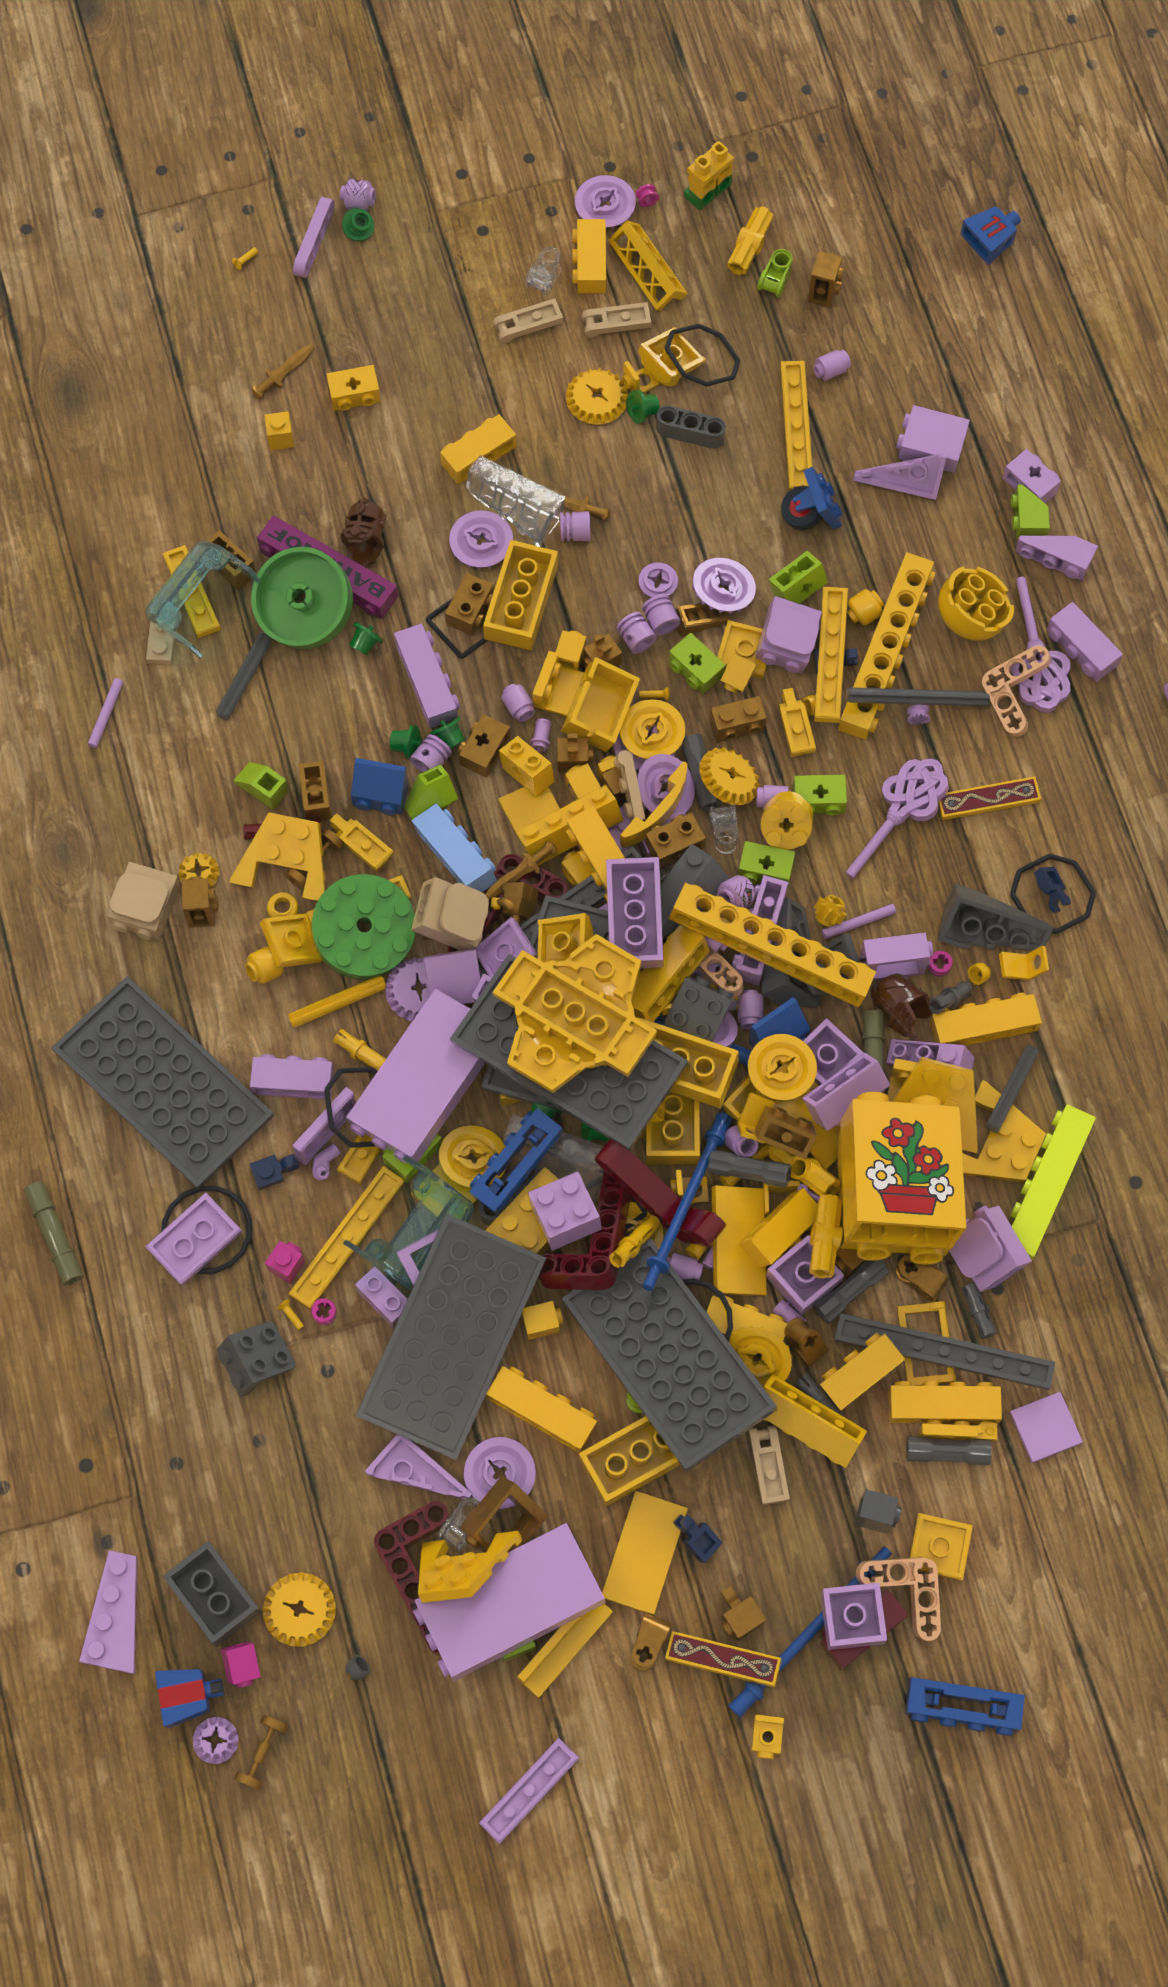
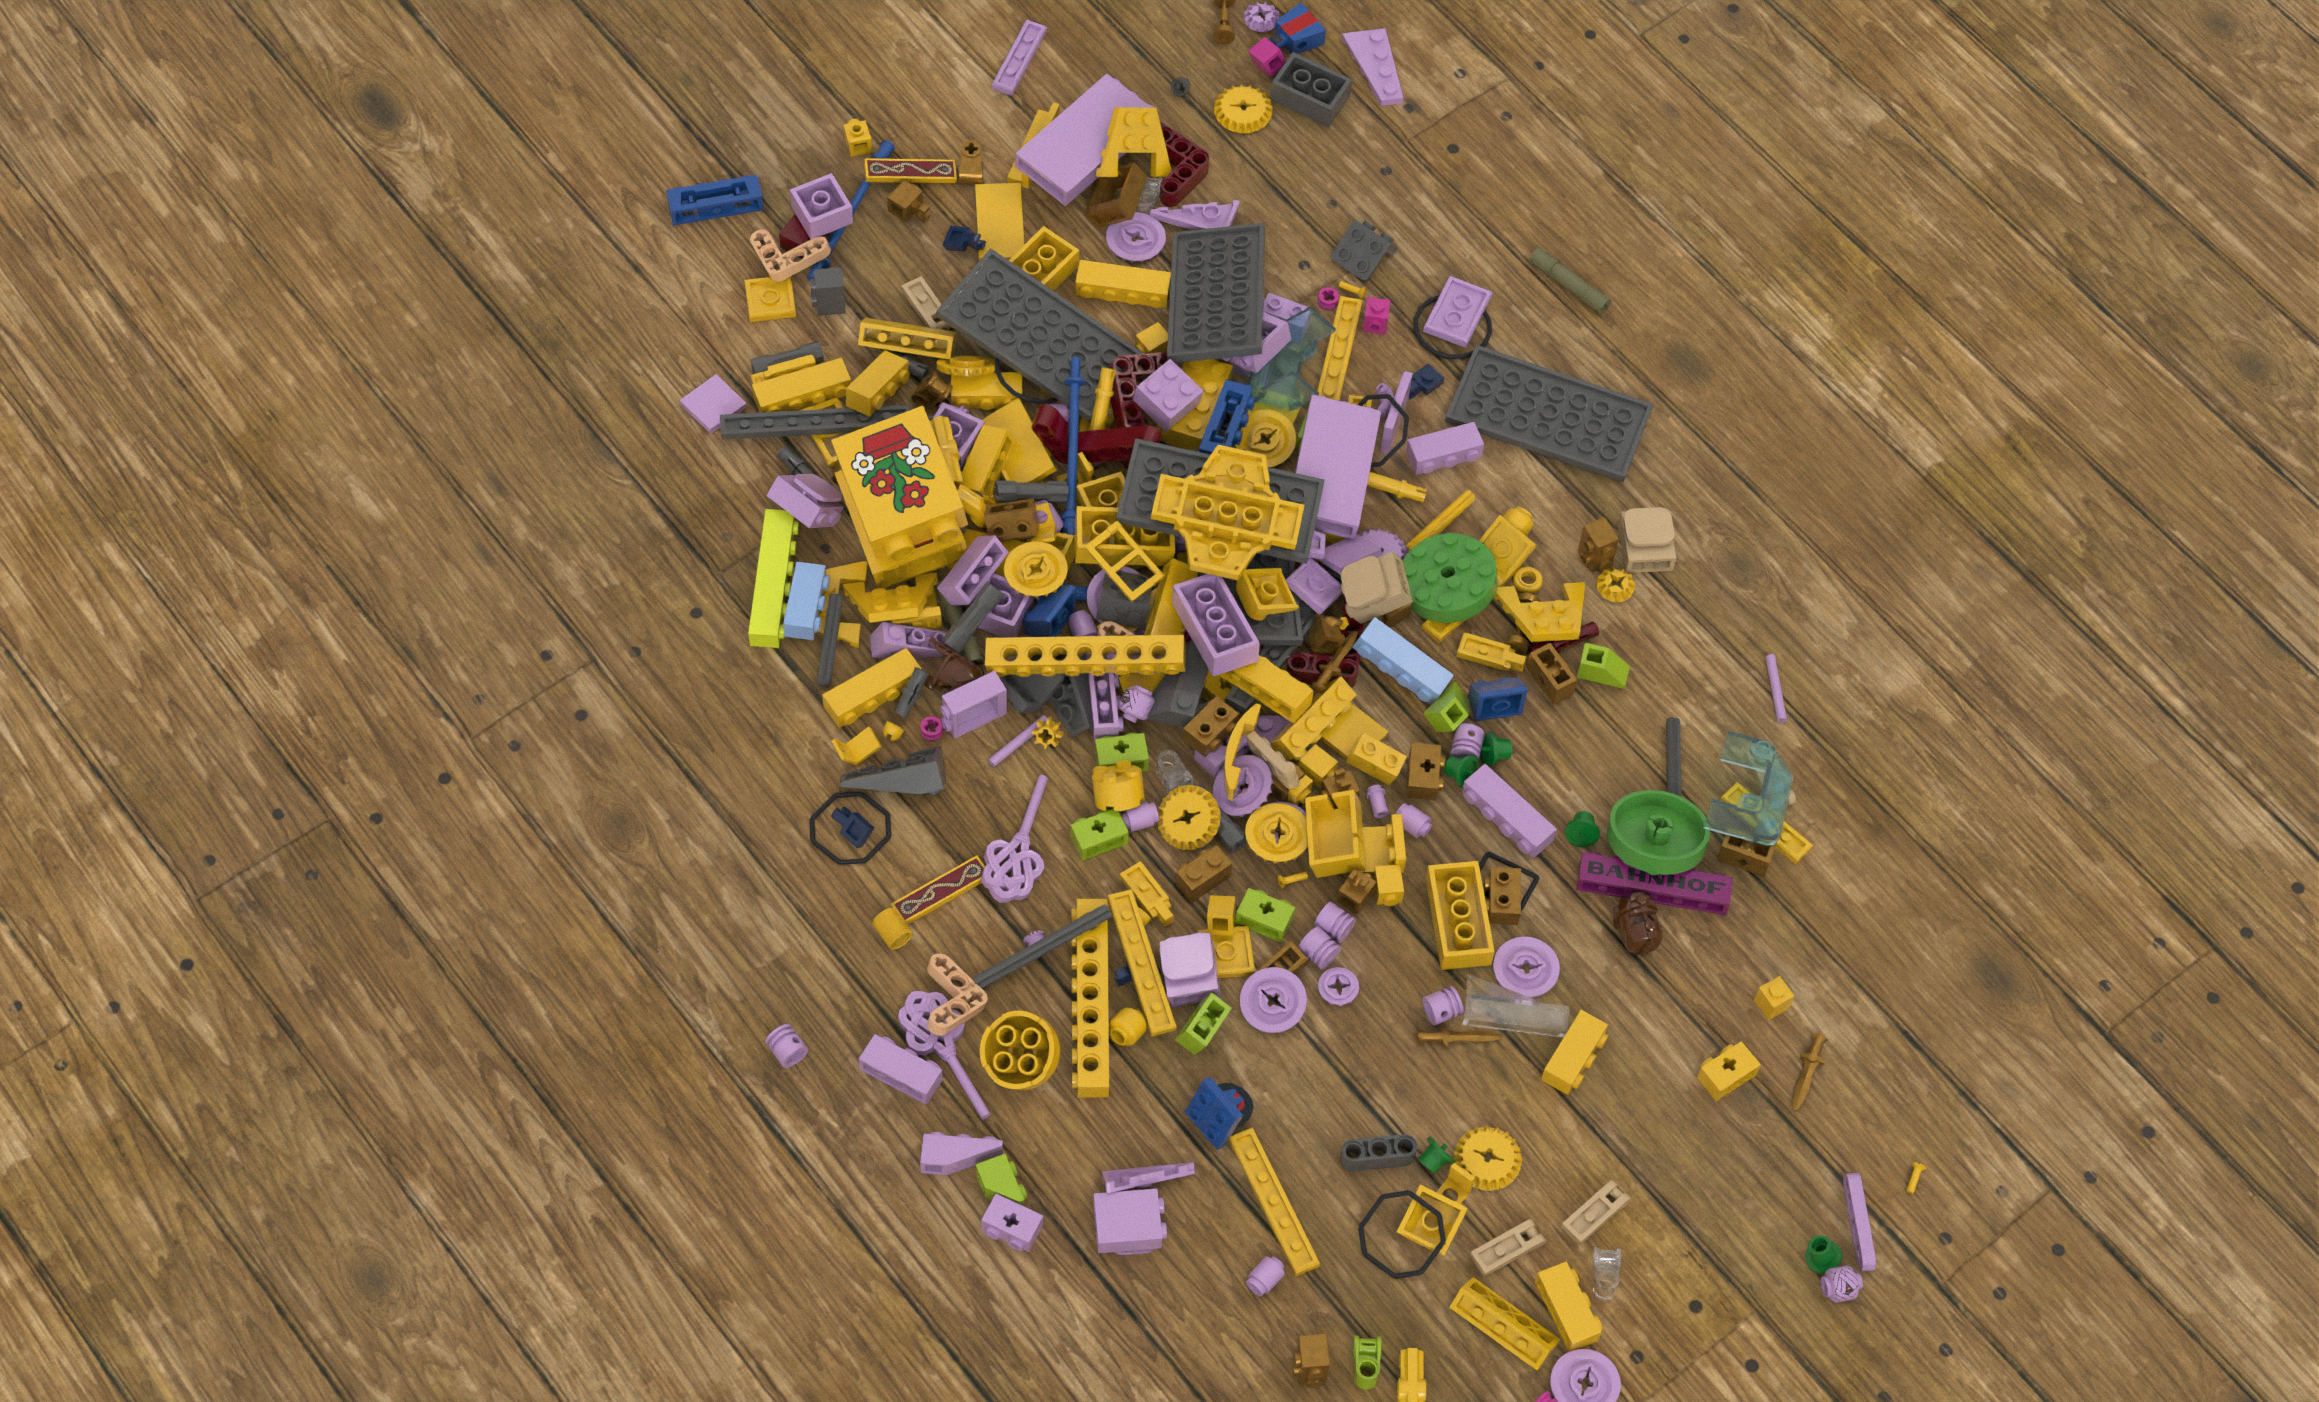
camera: 155 degrees right, 10 degrees down
(679, 1025) = (1112, 571): none -> yellow window
(850, 1042) = (962, 631): none -> dark grey axle
(1025, 1130) = (806, 601): none -> light blue brick
(1048, 771) = (892, 928): none -> yellow piece

